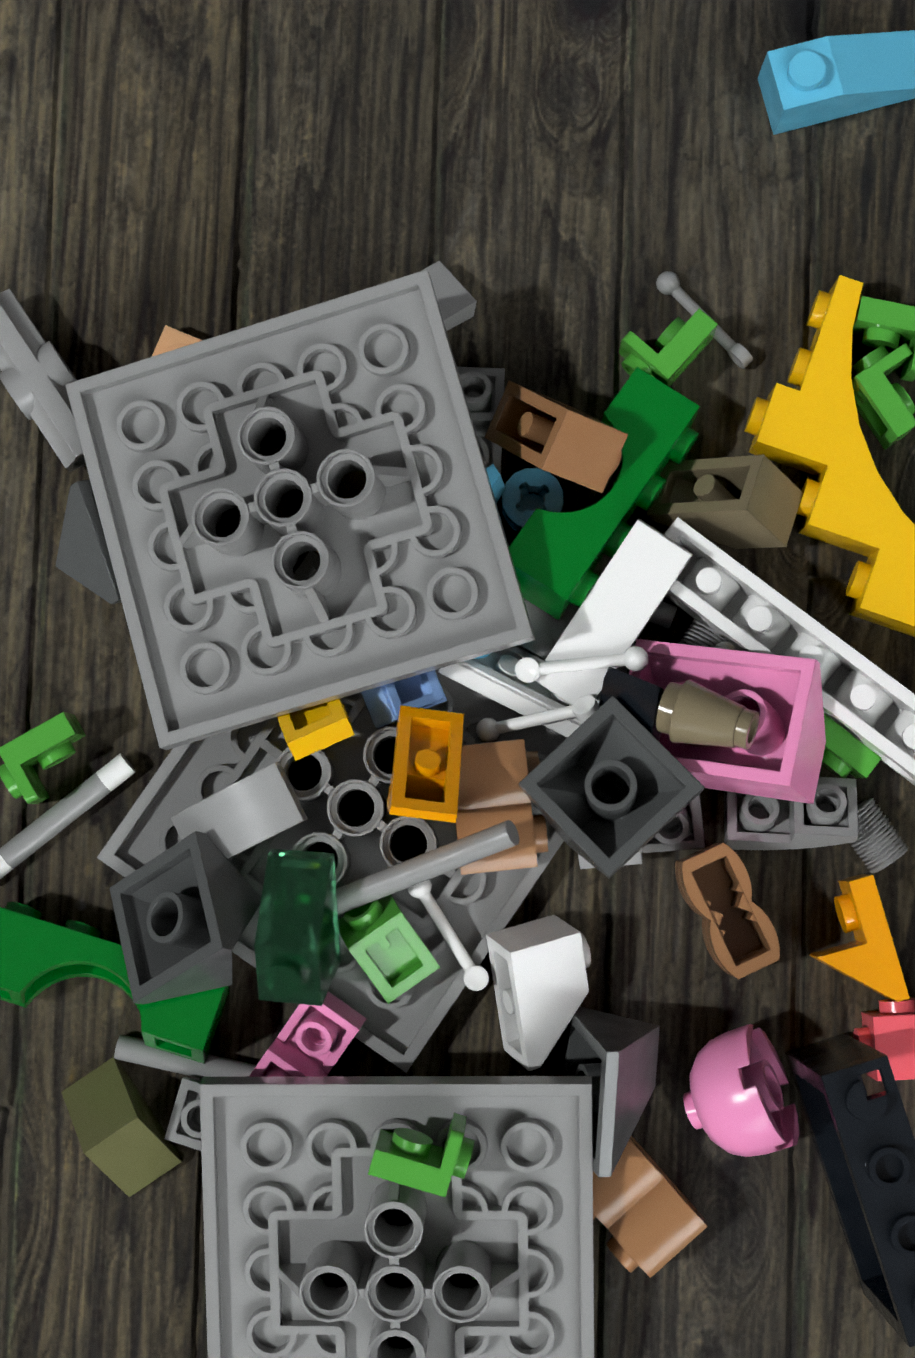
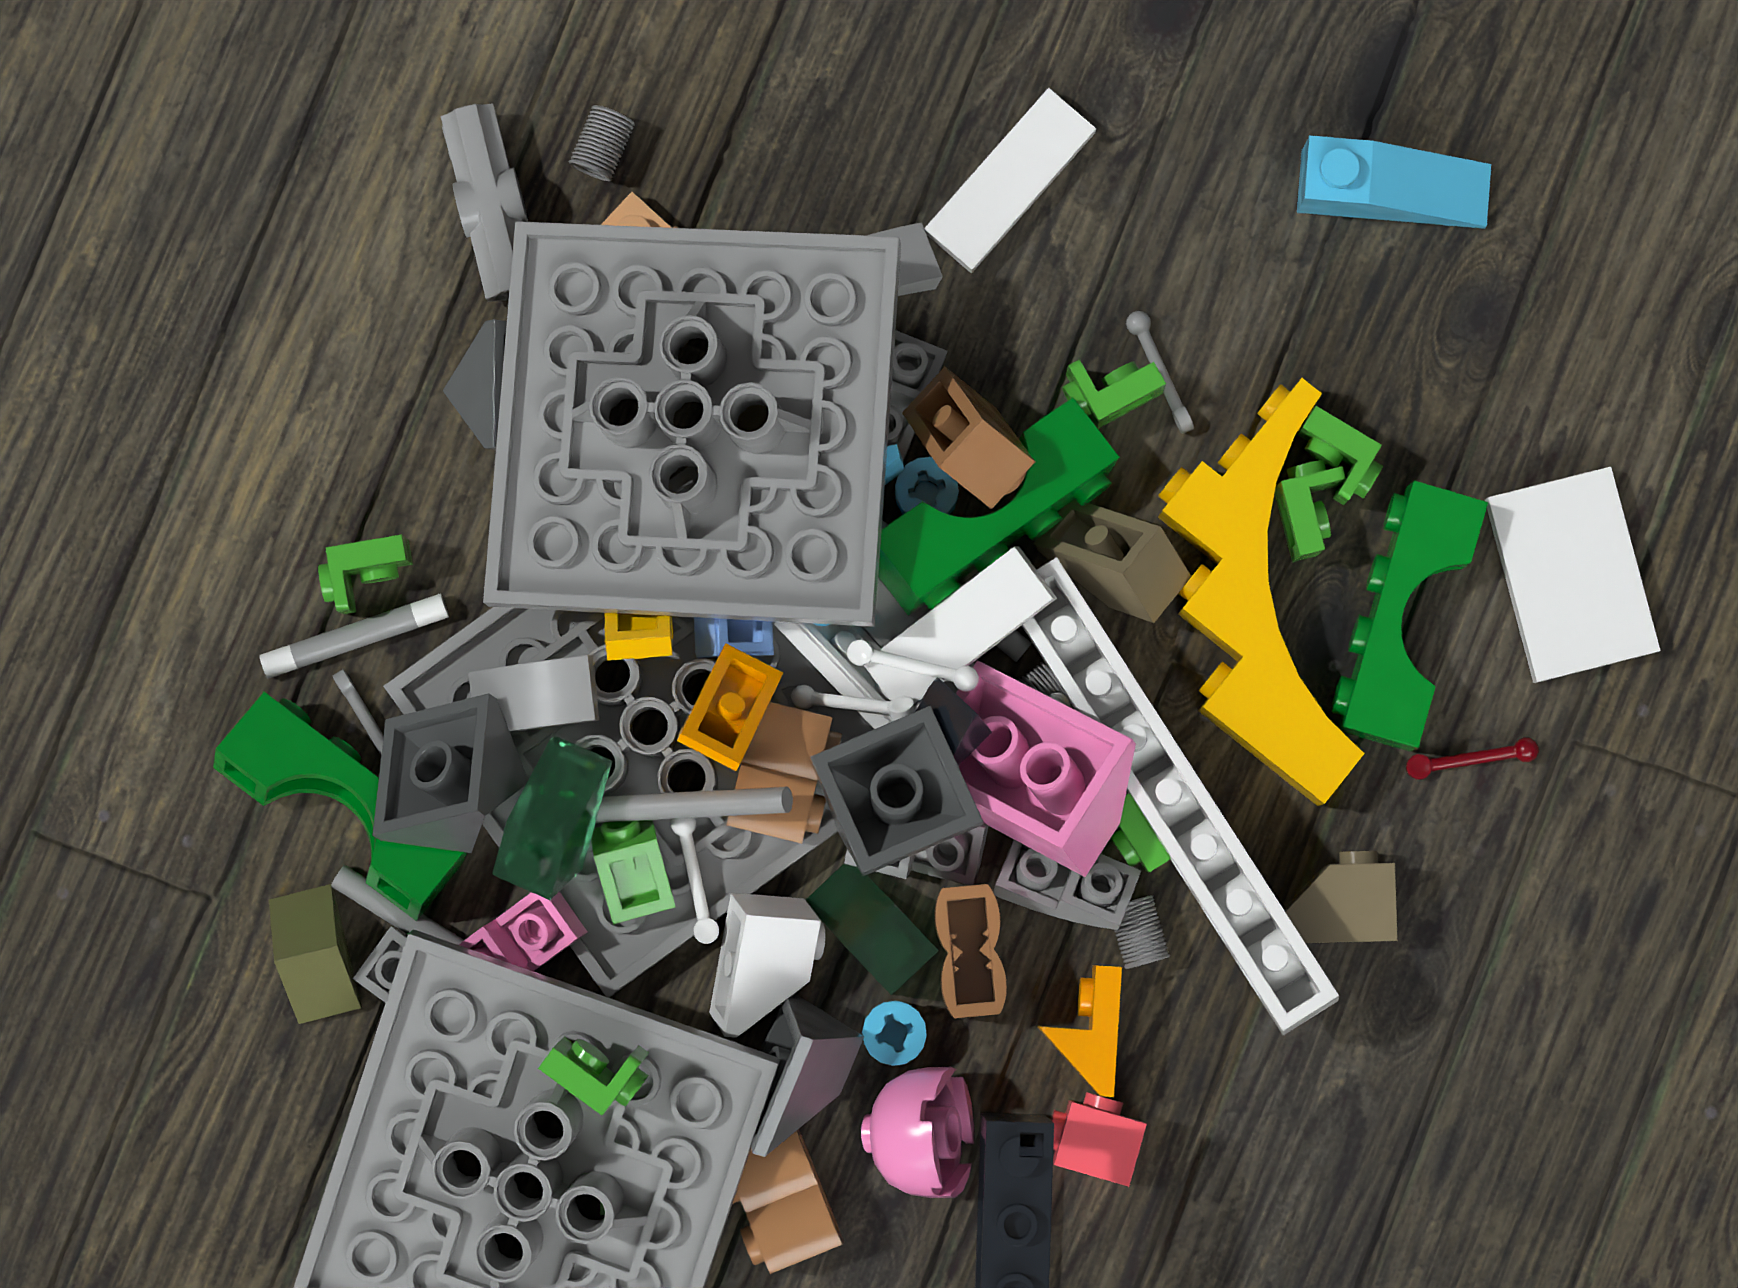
camera: 15 degrees right, 0 degrees up
(67, 872) = (349, 691): none -> light grey hinge
(114, 286) = (589, 140): none -> light grey piece
(505, 195) = (1010, 180): none -> white tile
(627, 920) = (871, 927): none -> clear green slope
(674, 1000) = (891, 1024): none -> medium azure wheel
(704, 717) = (1007, 756): dark tan cone -> none

